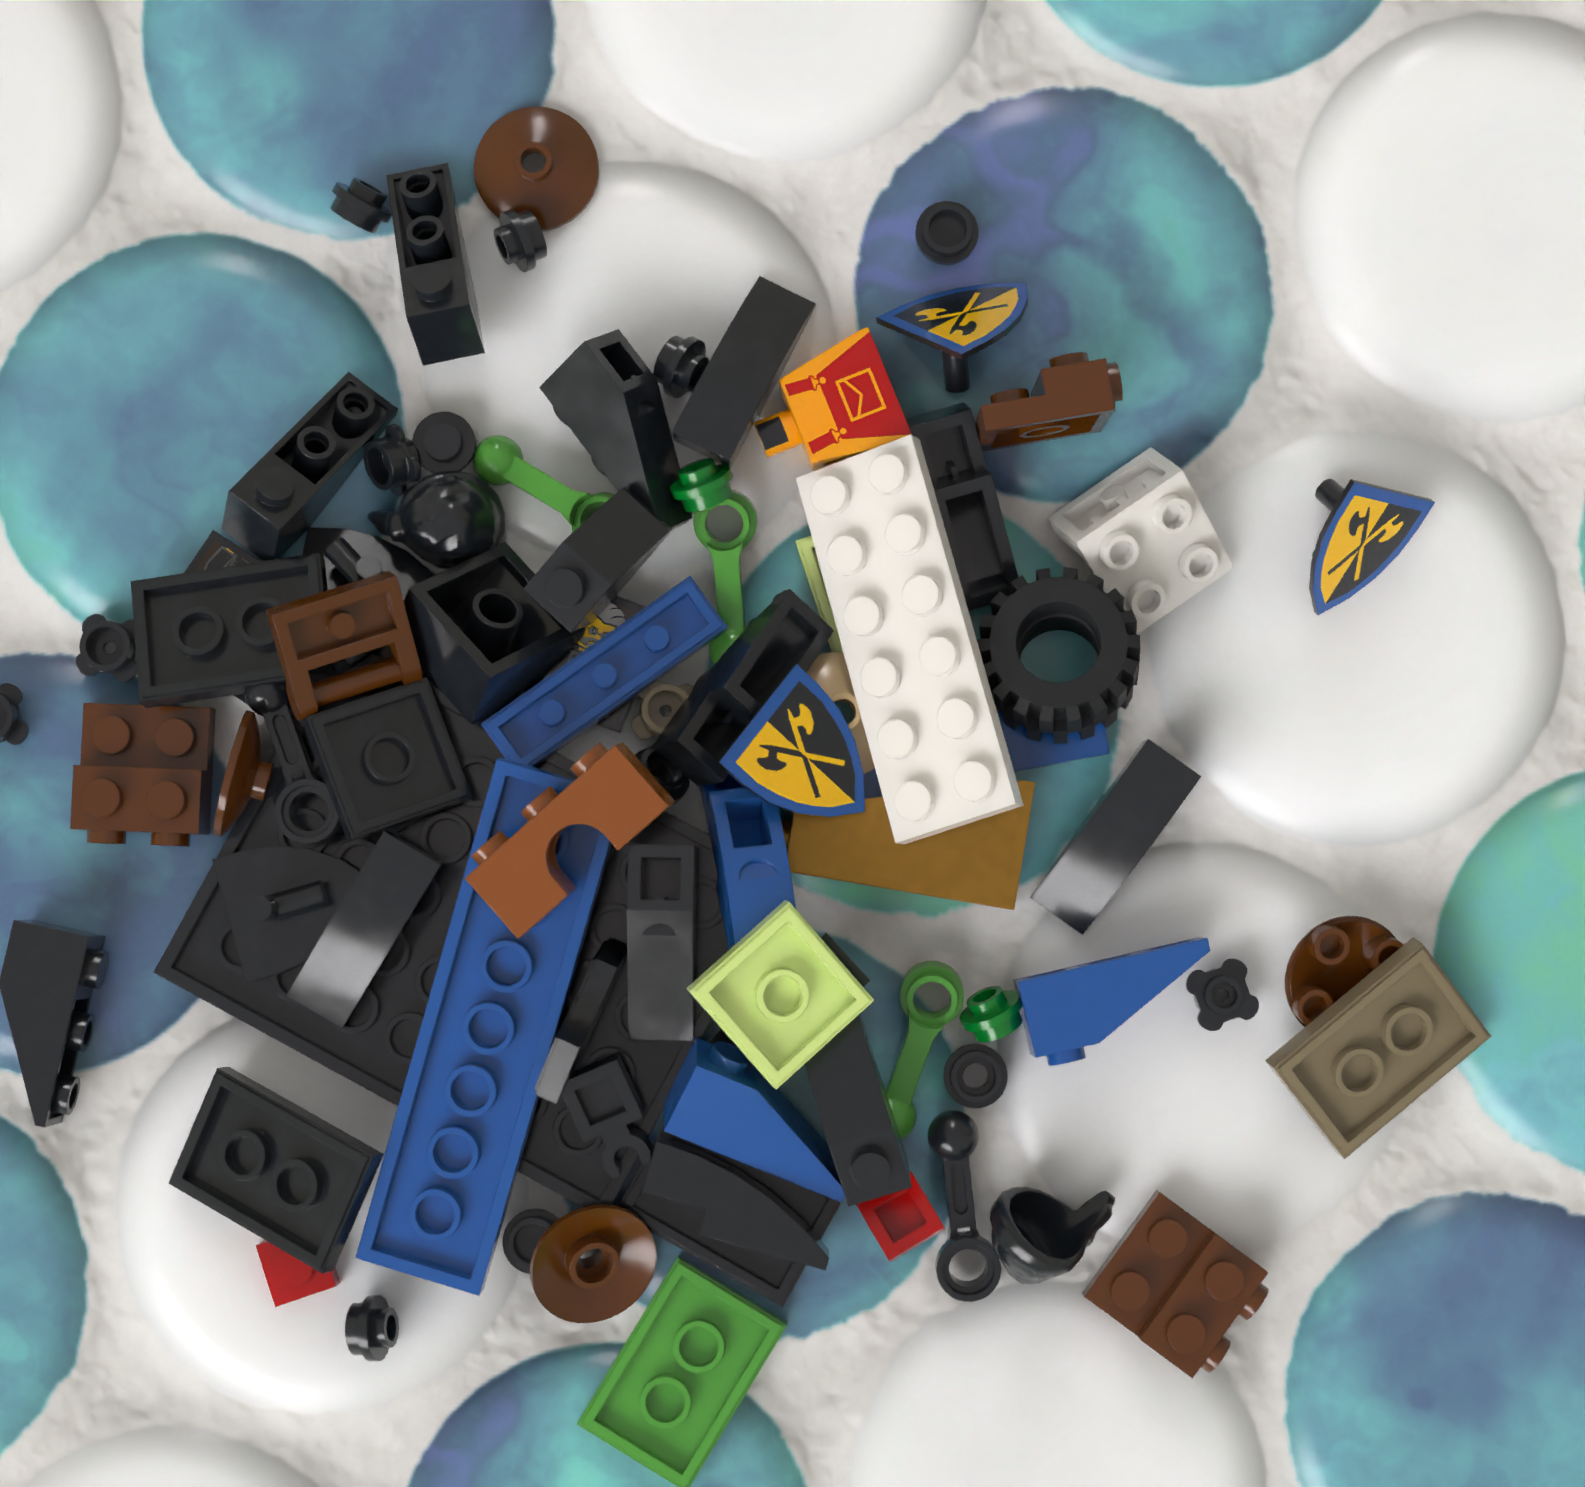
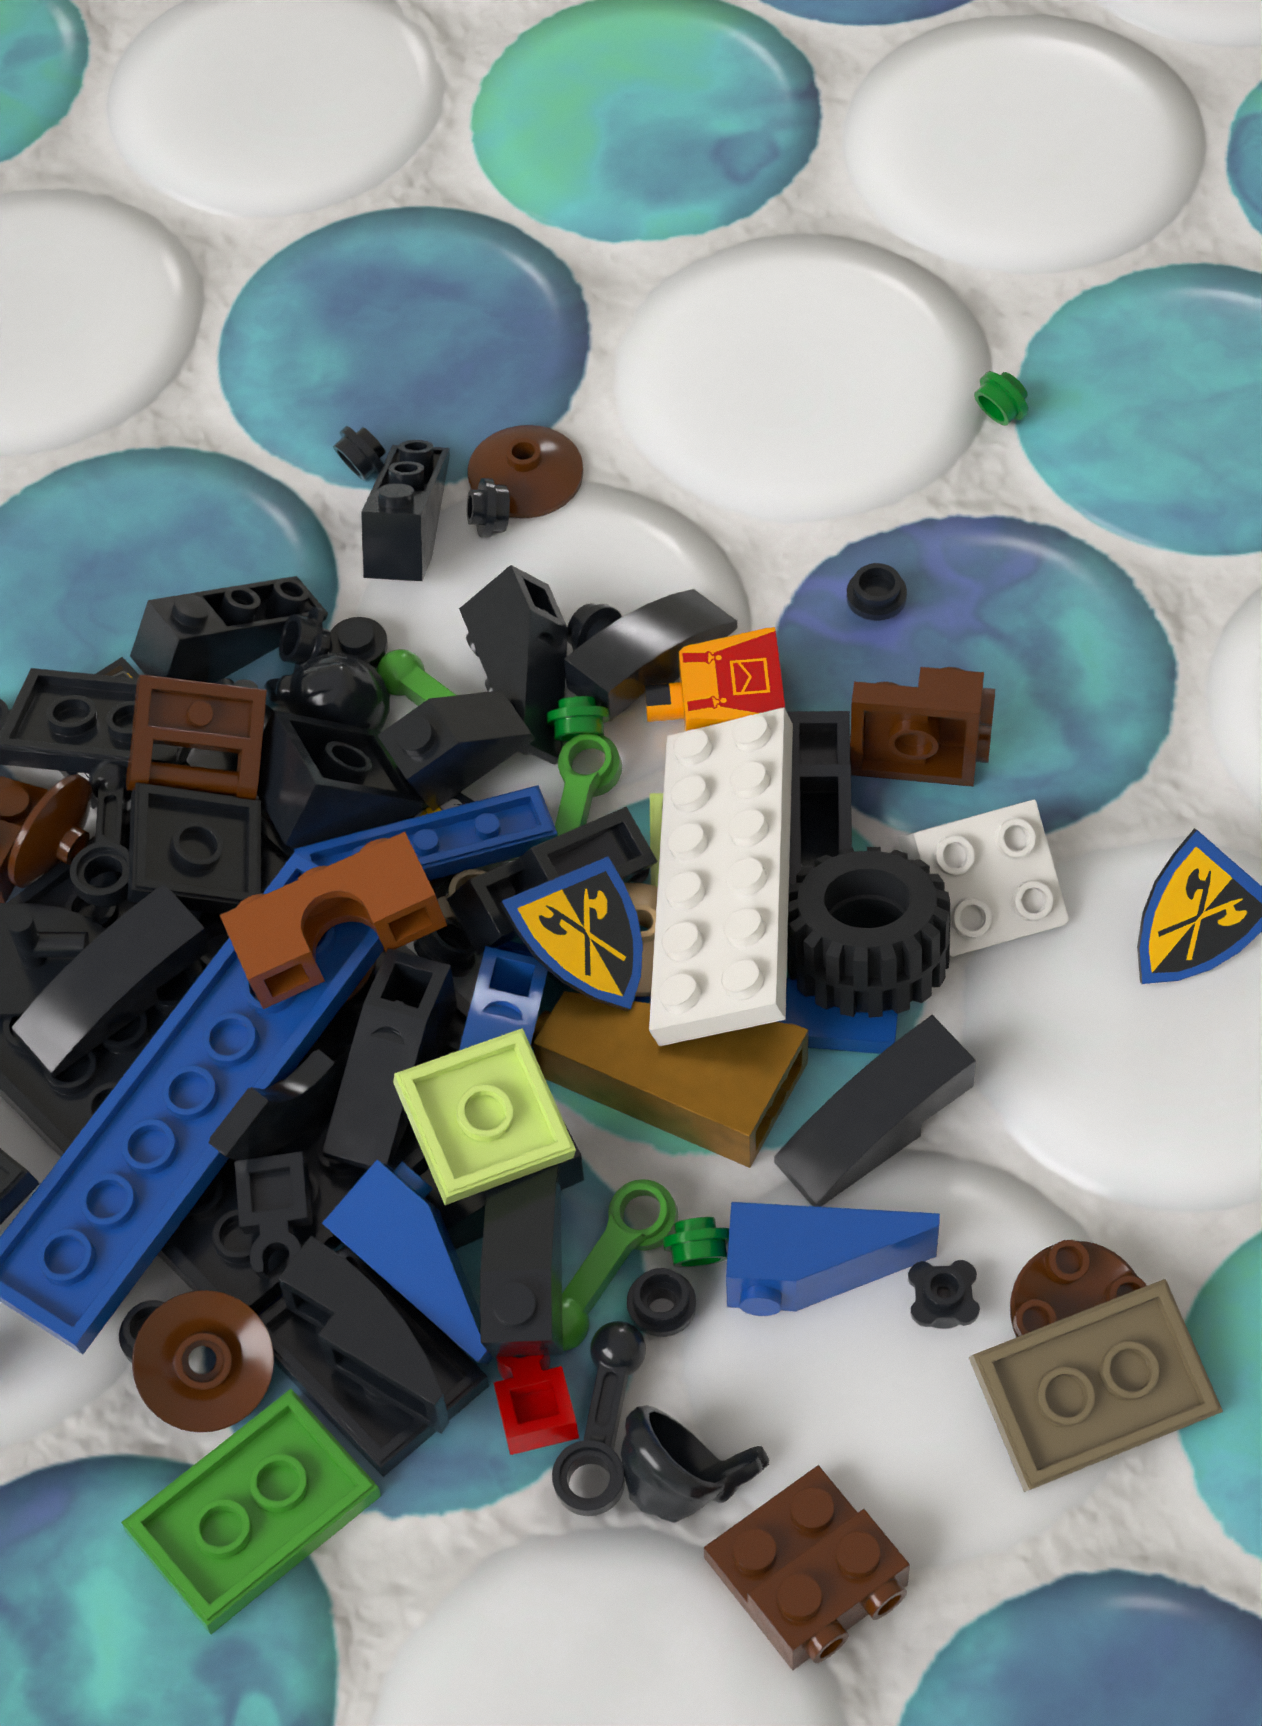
camera: 15 degrees right, 30 degrees down
(960, 323) = (855, 668): shield -> none

